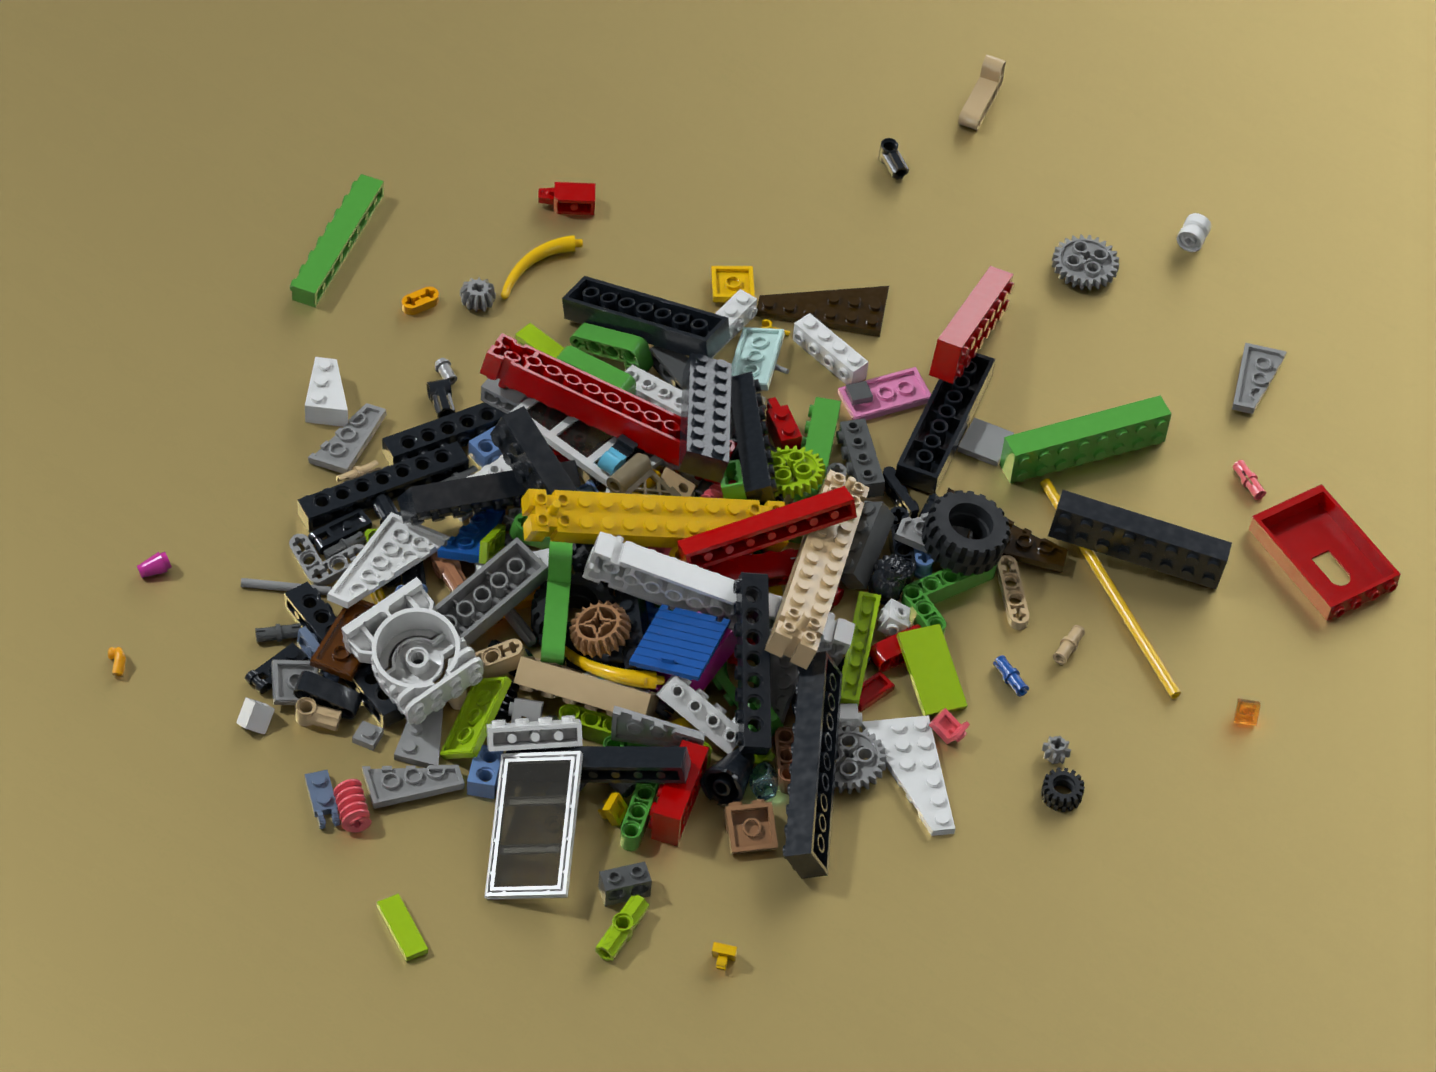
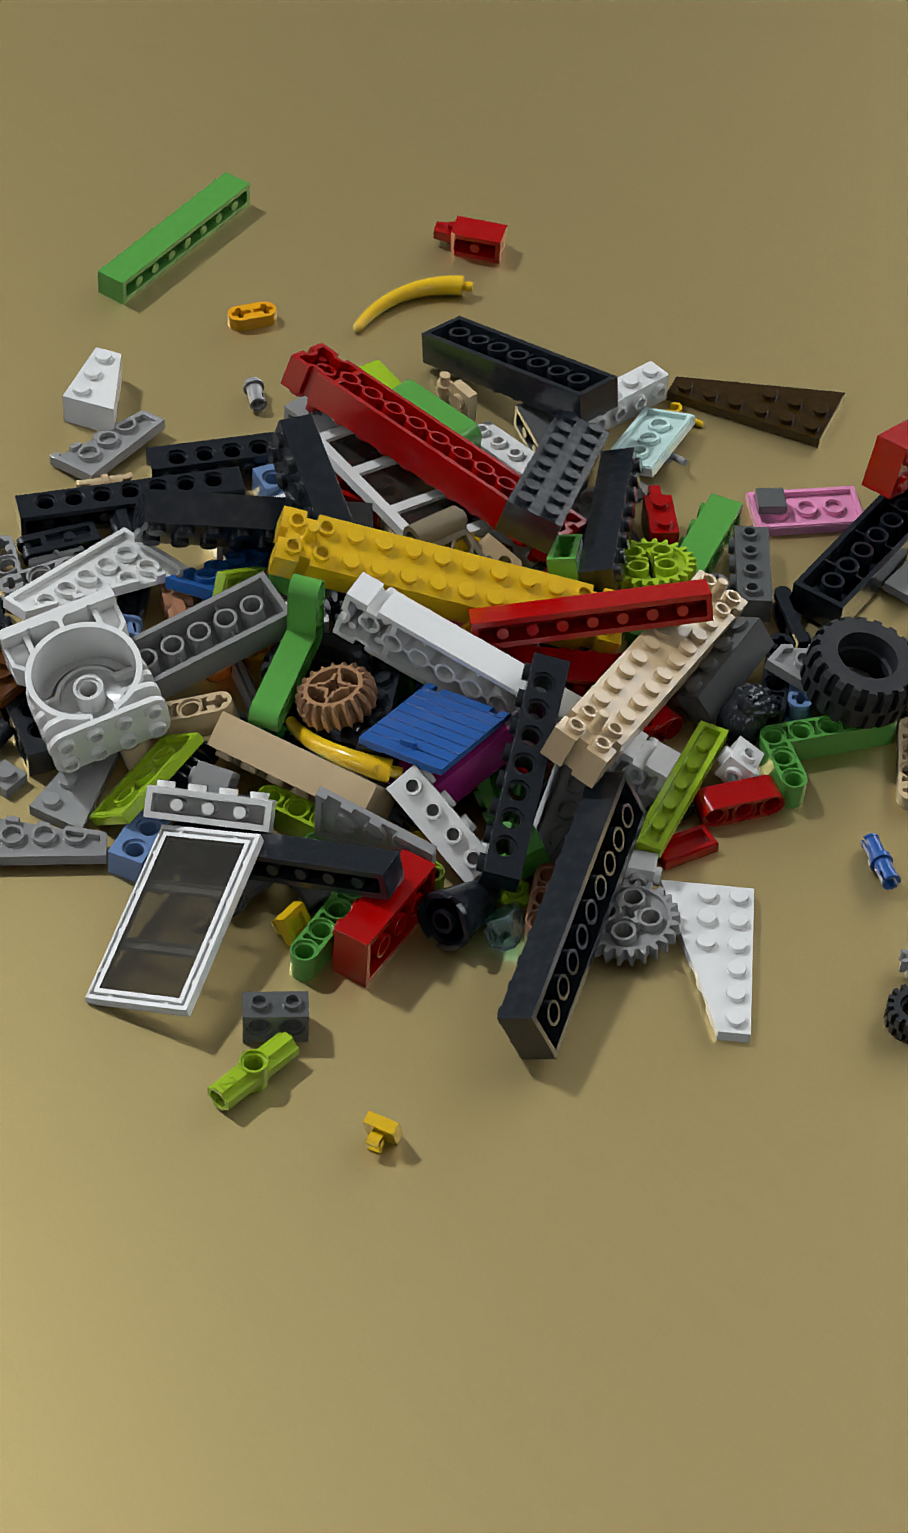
camera: 15 degrees right, 5 degrees down
(441, 395) = (238, 417): black piece -> none
(477, 294) = (323, 319): light grey gear -> none
(609, 350) = (461, 395): none -> tan plate
(613, 345) = (493, 400): bright green beam -> none
(618, 454) = (428, 503): leg -> none
(729, 280) = (640, 350): yellow plate -> none
(750, 826) = (469, 978): medium nougat plate -> none
(830, 350) = (746, 447): white brick -> none
(892, 158) = (888, 259): black piece -> none
(931, 670) = (772, 834): lime tile -> none
(948, 727) = (776, 907): coral bracket -> none

